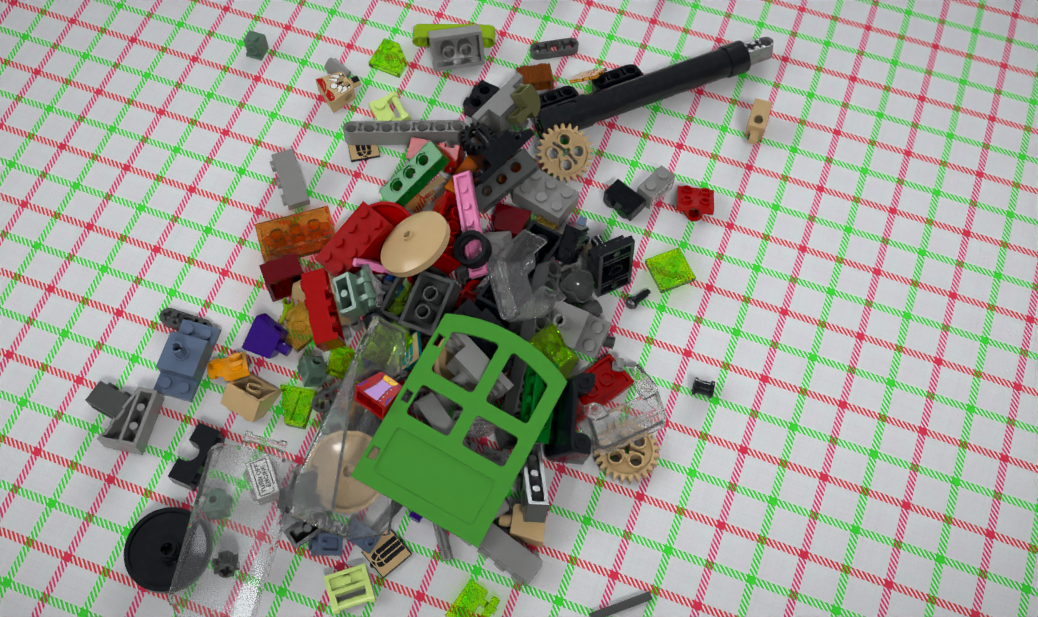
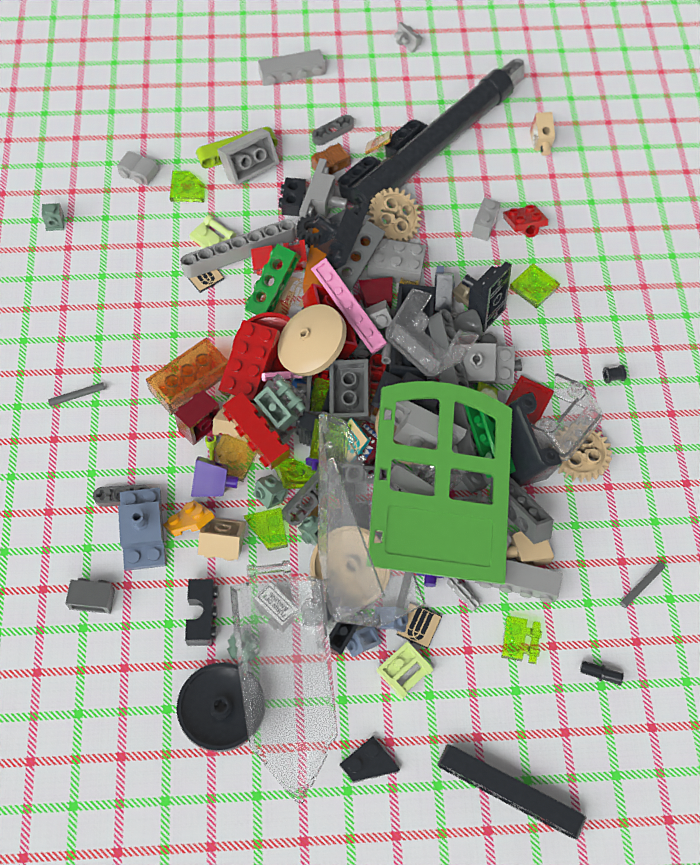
camera: 25 degrees left, 0 degrees up
(134, 423) = (124, 606): light grey wedge -> none
(195, 215) = (76, 394): none -> dark grey bar
(226, 564) = (287, 694): dark grey gear -> none
(289, 179) = (154, 327): light grey wedge -> none
(333, 66) = (142, 212): light grey cone -> none
(337, 89) = (153, 231): tan torso -> none
(353, 25) = (137, 168): none -> light grey brick
(378, 393) = (358, 481): red torso -> none
(484, 255) = (355, 316): black tyre -> none
(527, 104) = (343, 182): olive brick -> none
(551, 345) = (475, 380): clear neon green plate -> none
(618, 366) = (537, 381): light grey hand -> none
(624, 200) = (464, 239): black brick -> none
(633, 301) = (517, 324): black piece -> none

